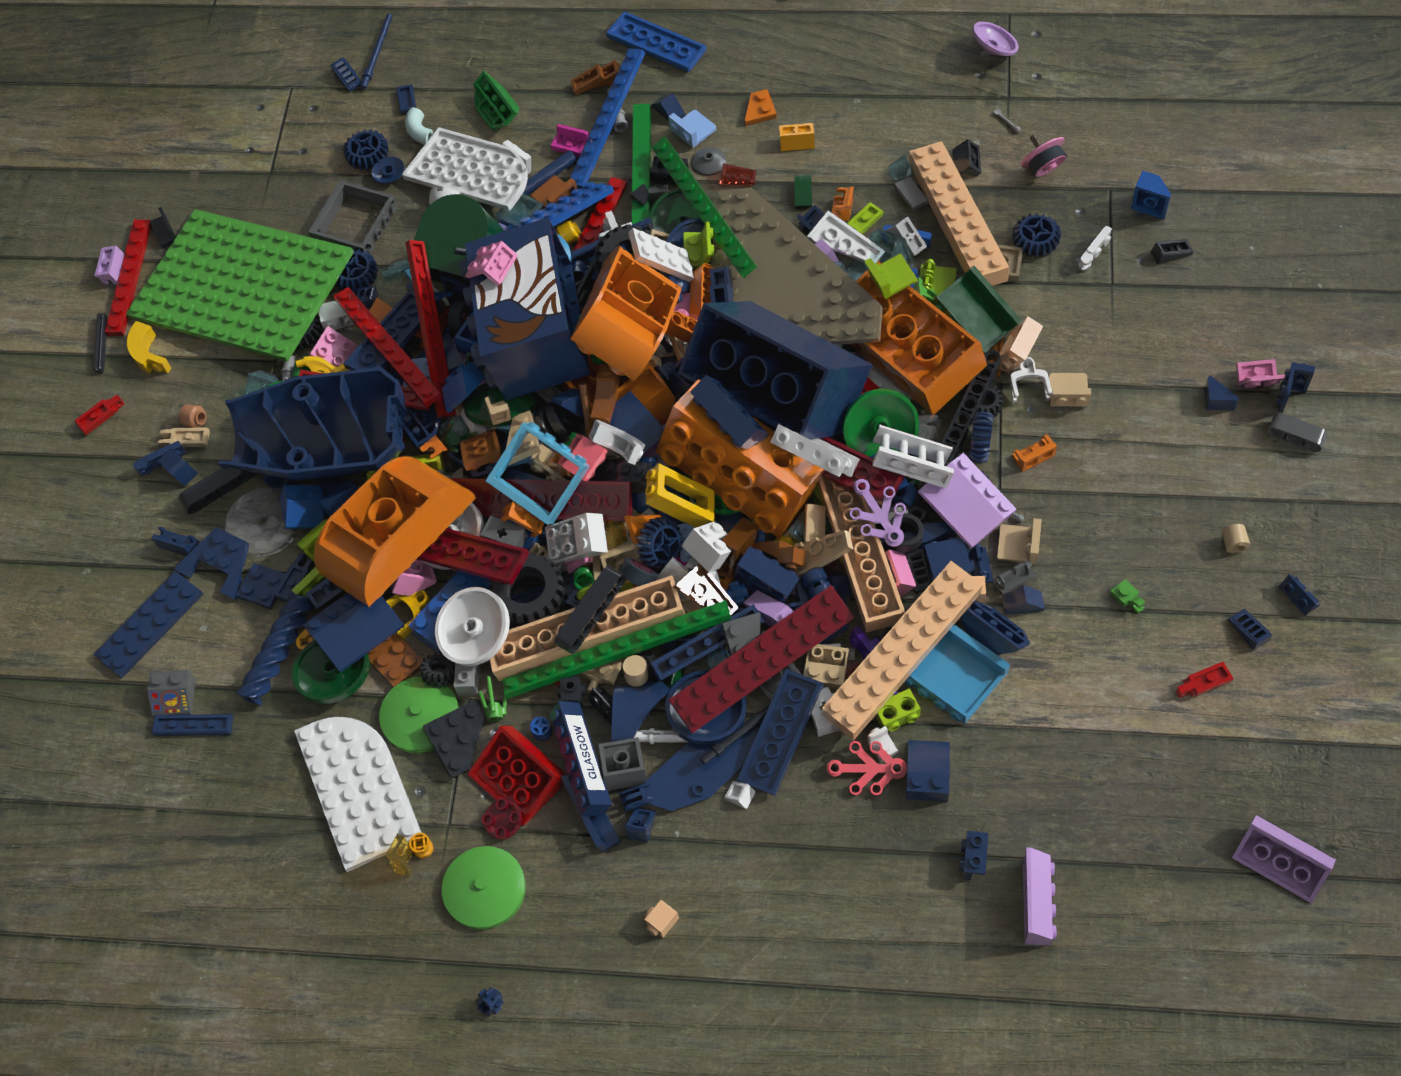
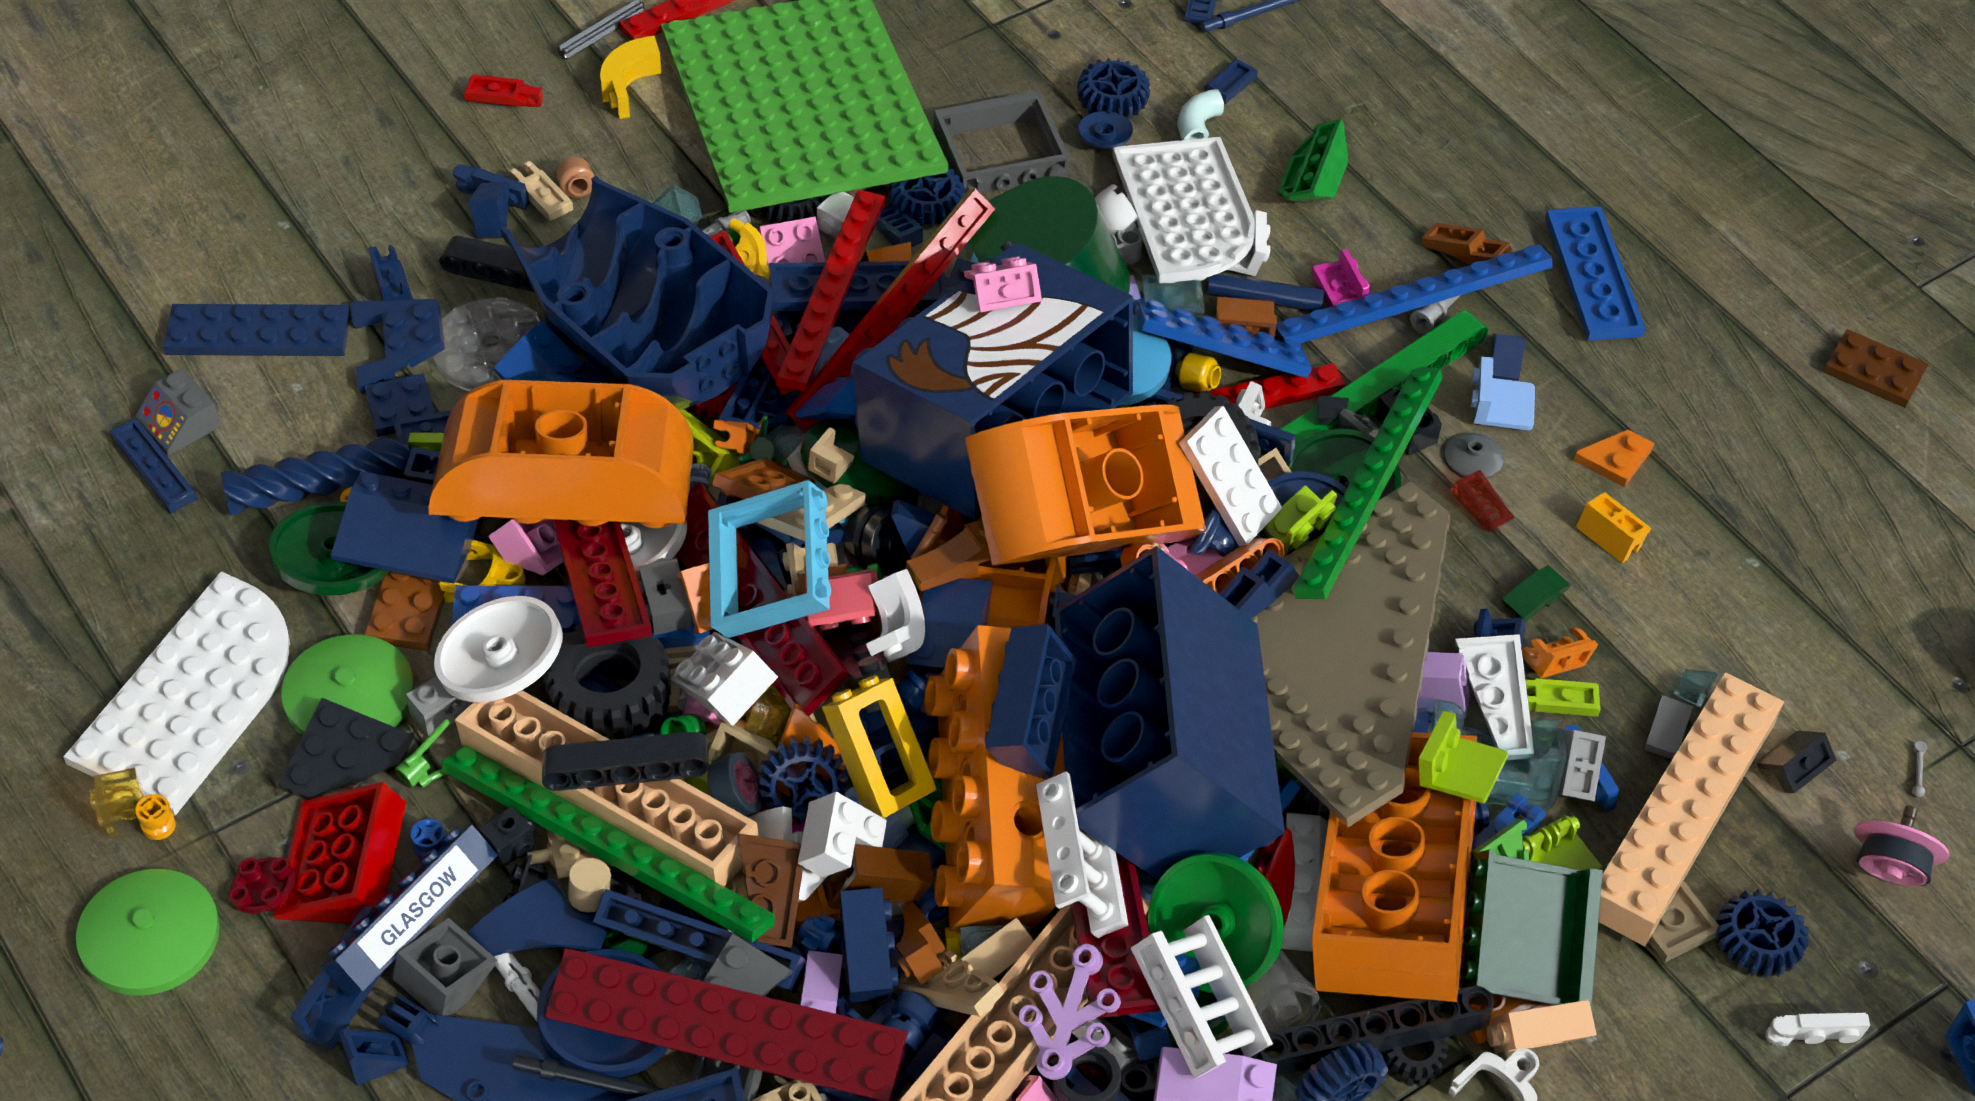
camera: 40 degrees right, 10 degrees down
(441, 677) = (406, 656): black tyre -> none

